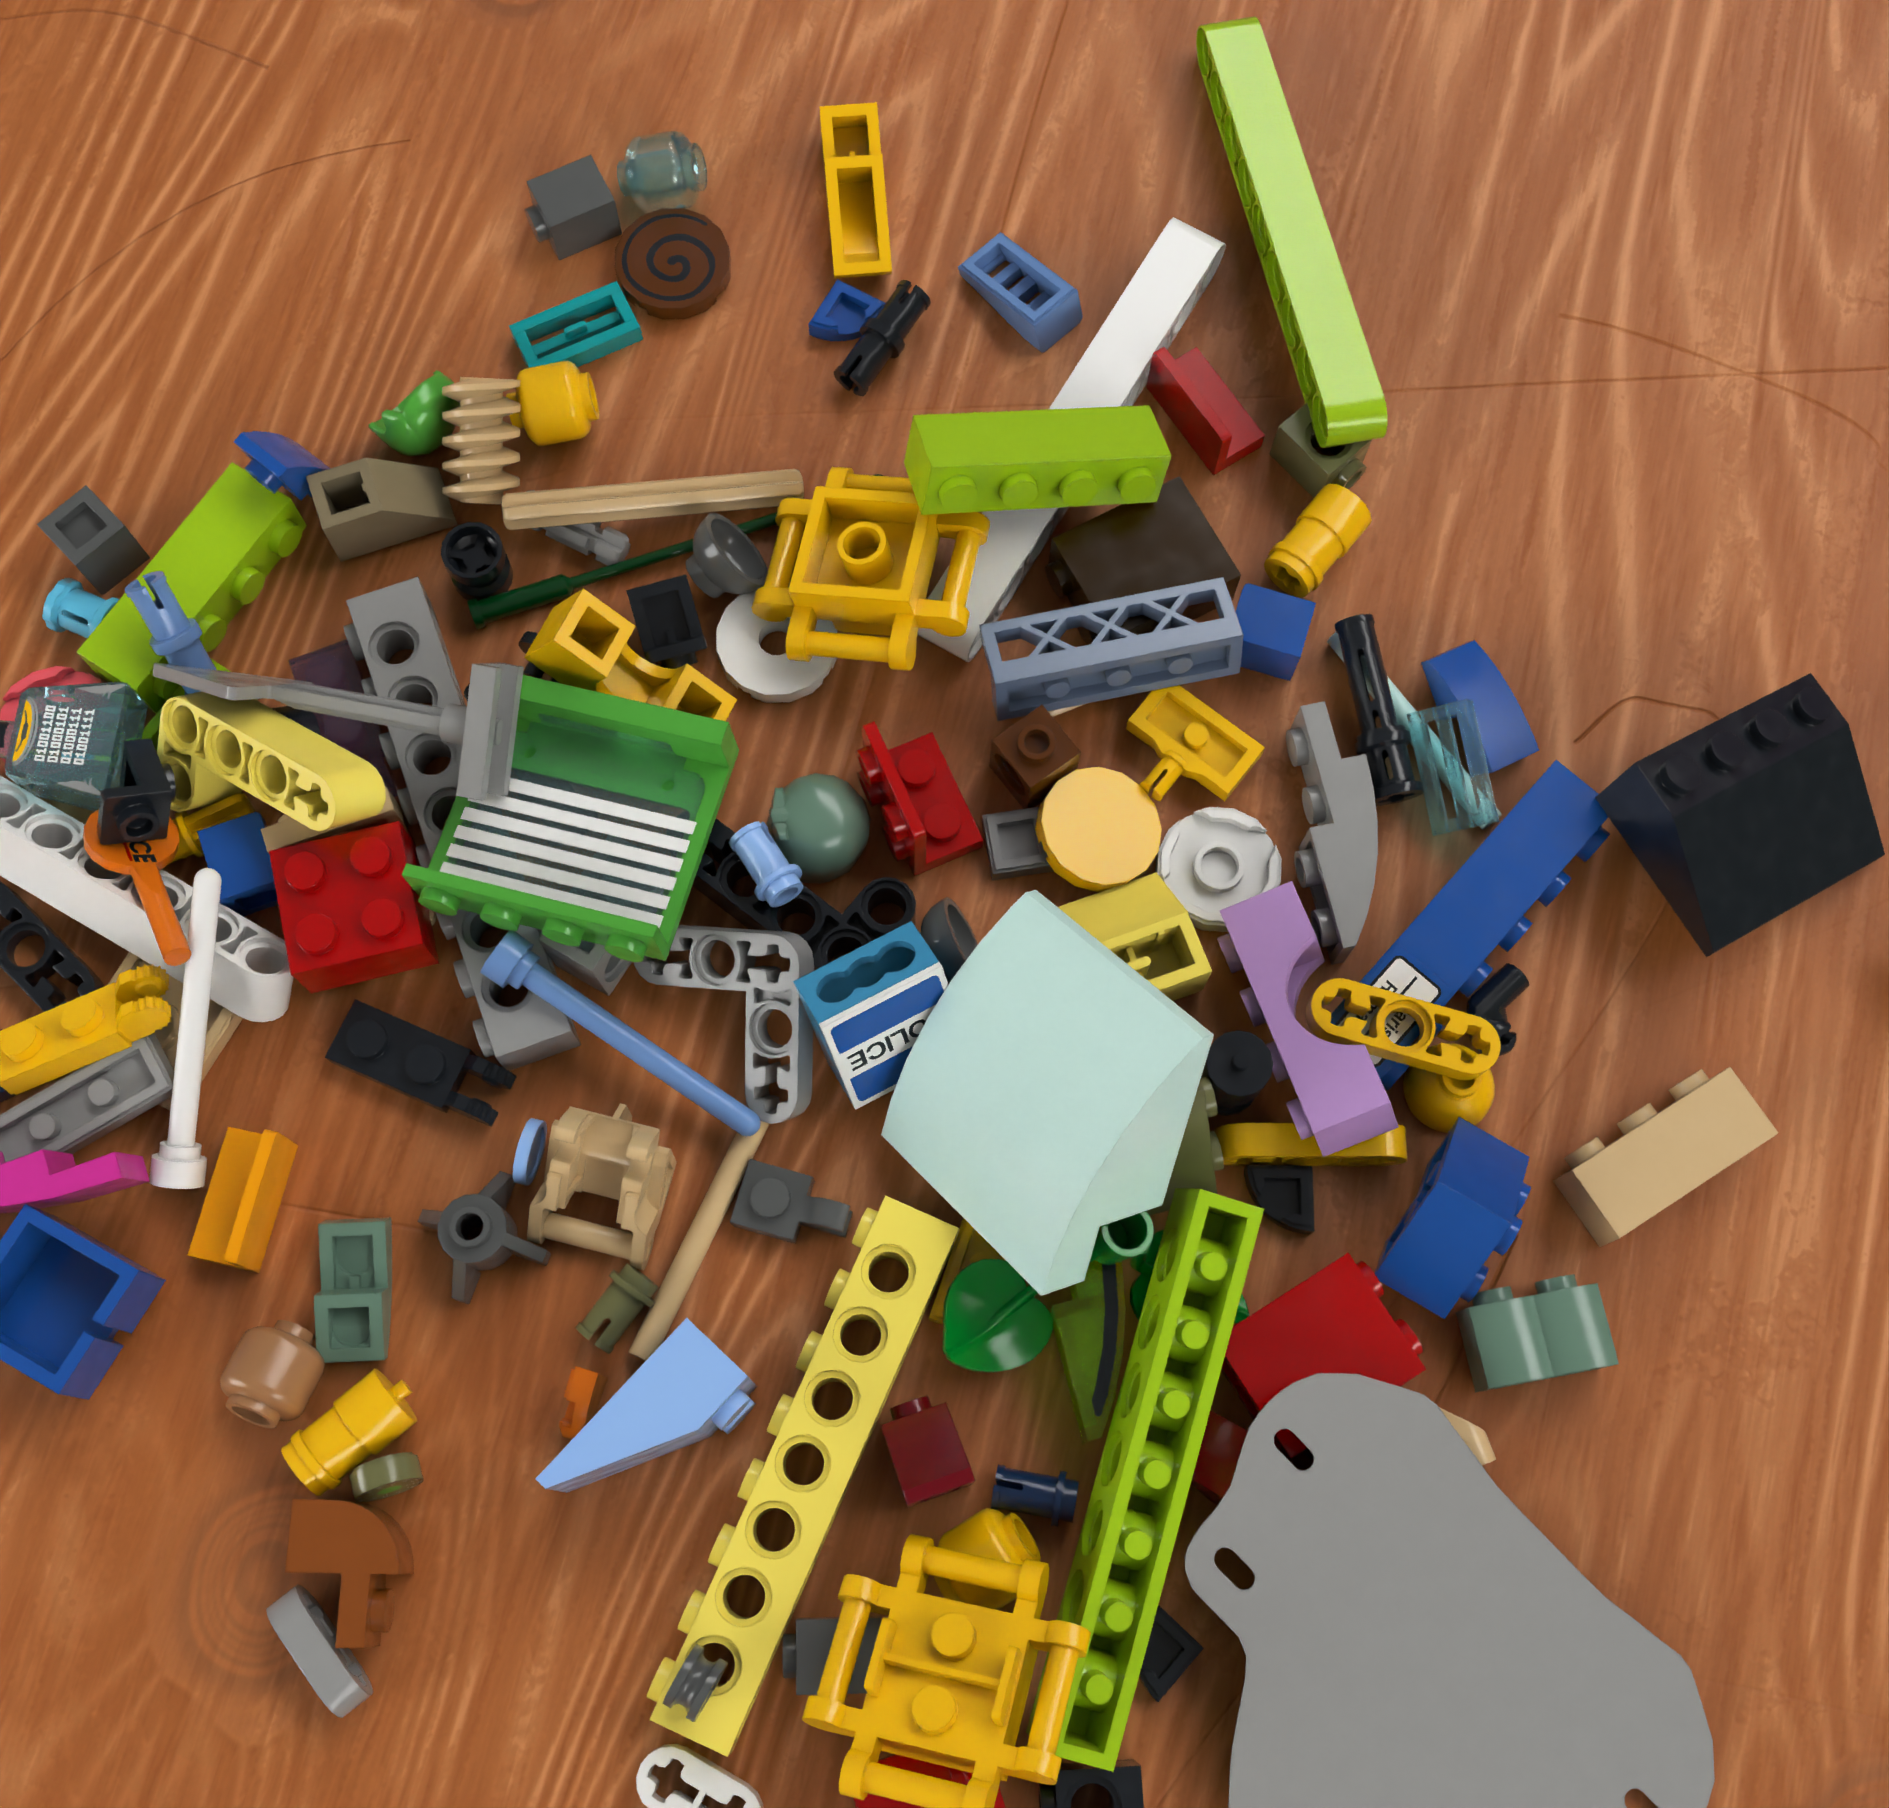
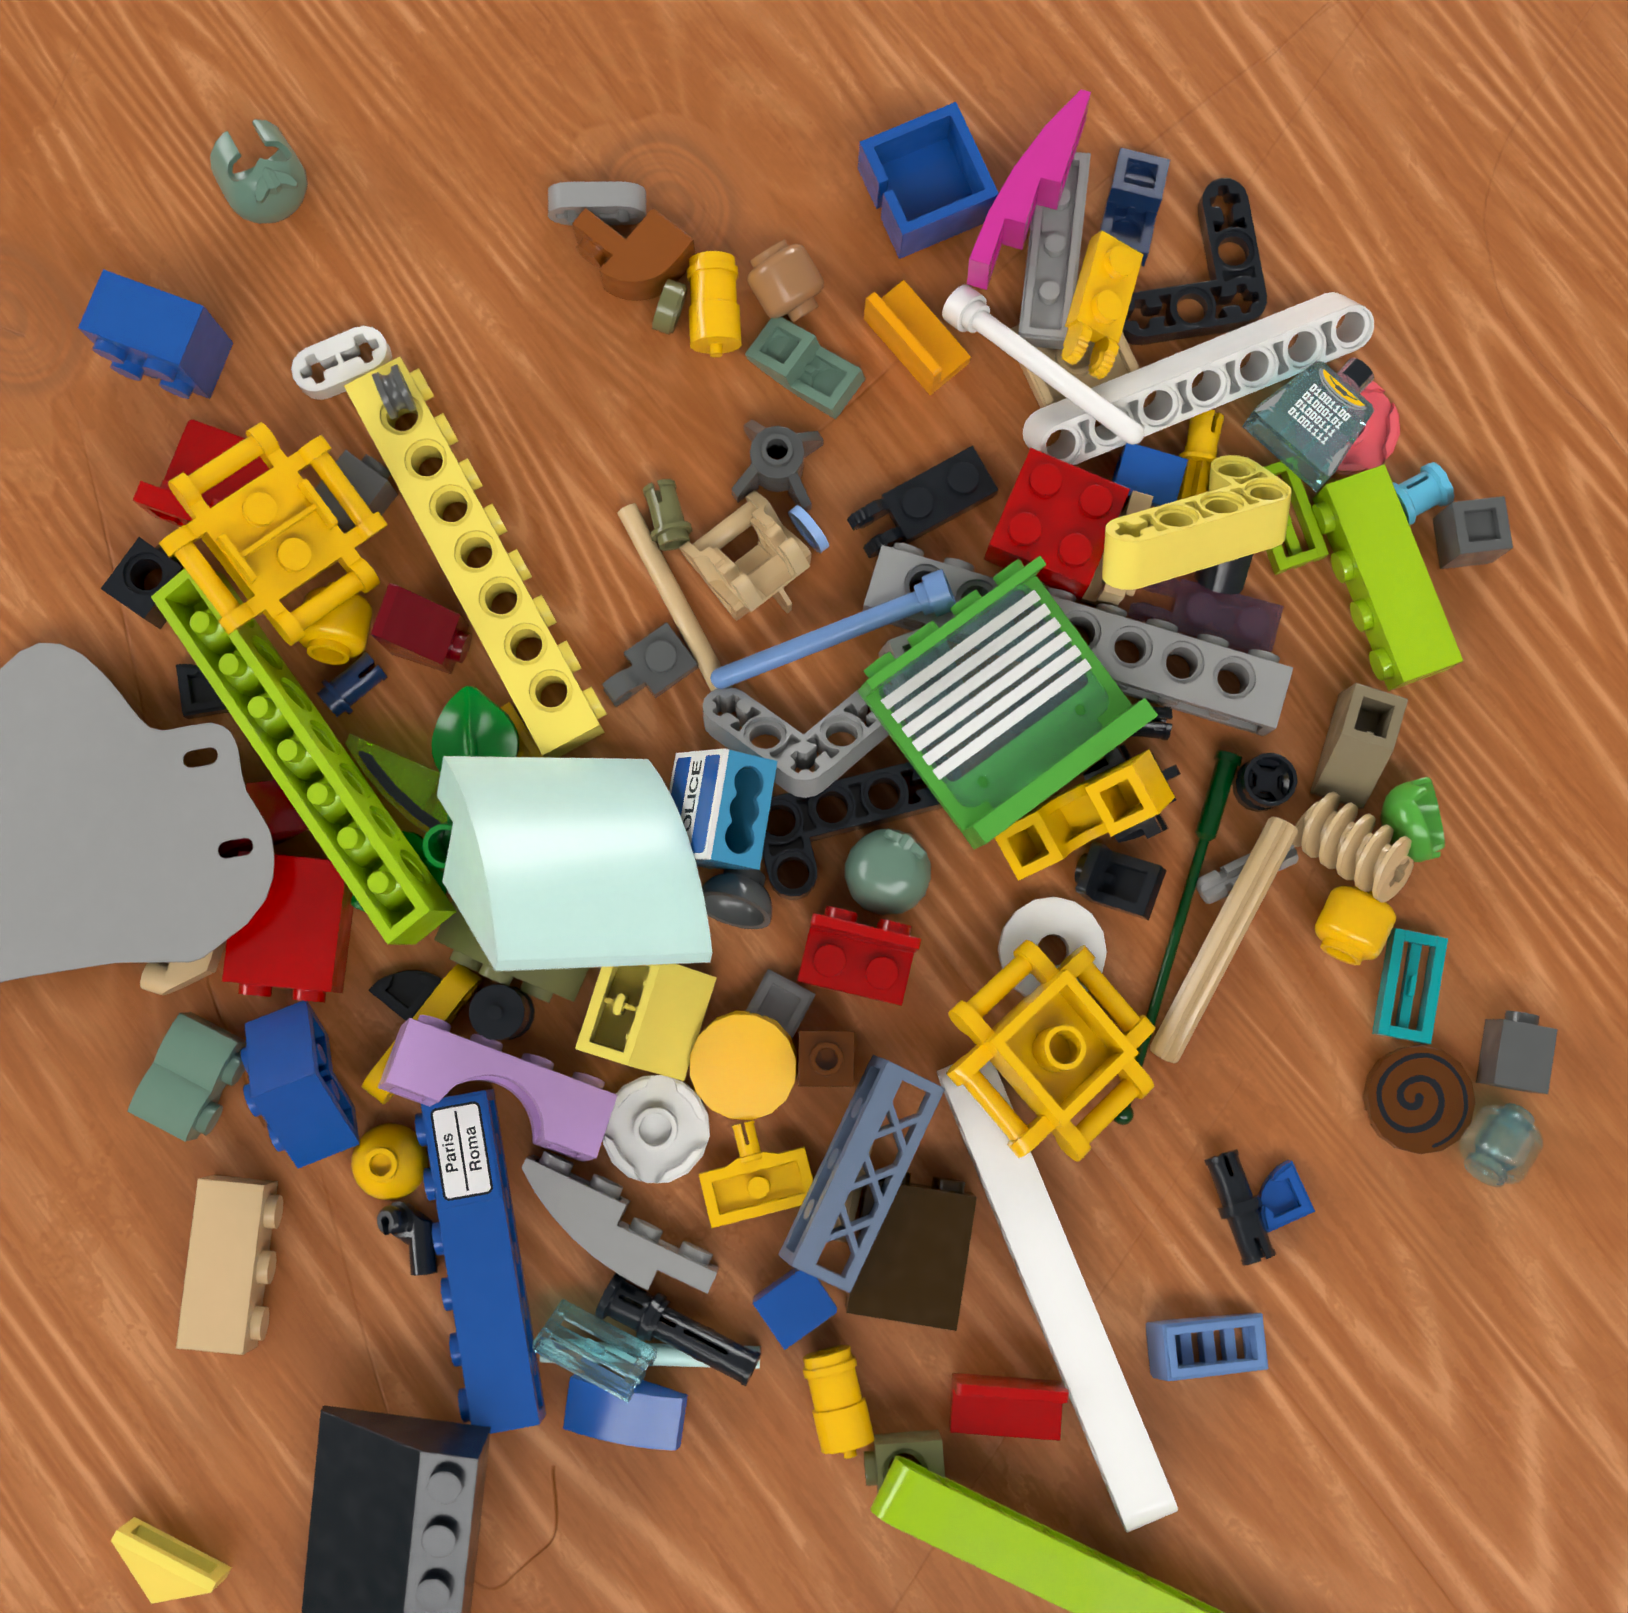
camera: 125 degrees right, 10 degrees up
(142, 802) = (1237, 443): black bracket -> none
(143, 863) = (1207, 414): orange piece -> none
(170, 628) = (1344, 532): medium blue pin -> none
(279, 462) = (1433, 698): blue slope -> none
(482, 727) = (1108, 681): light grey piece -> none
(584, 1393) = (625, 454): orange tile -> none
(666, 1405) = (570, 491): light blue slope -> none
(724, 559) = (1139, 958): dark grey piece -> none
(774, 876) = (877, 808): light blue pin -> none
(855, 190) = (1380, 1280): yellow slope -> none
(1035, 459) = (1034, 1222): lime brick -> none
(1445, 1057) = (396, 1159): yellow beam -> none

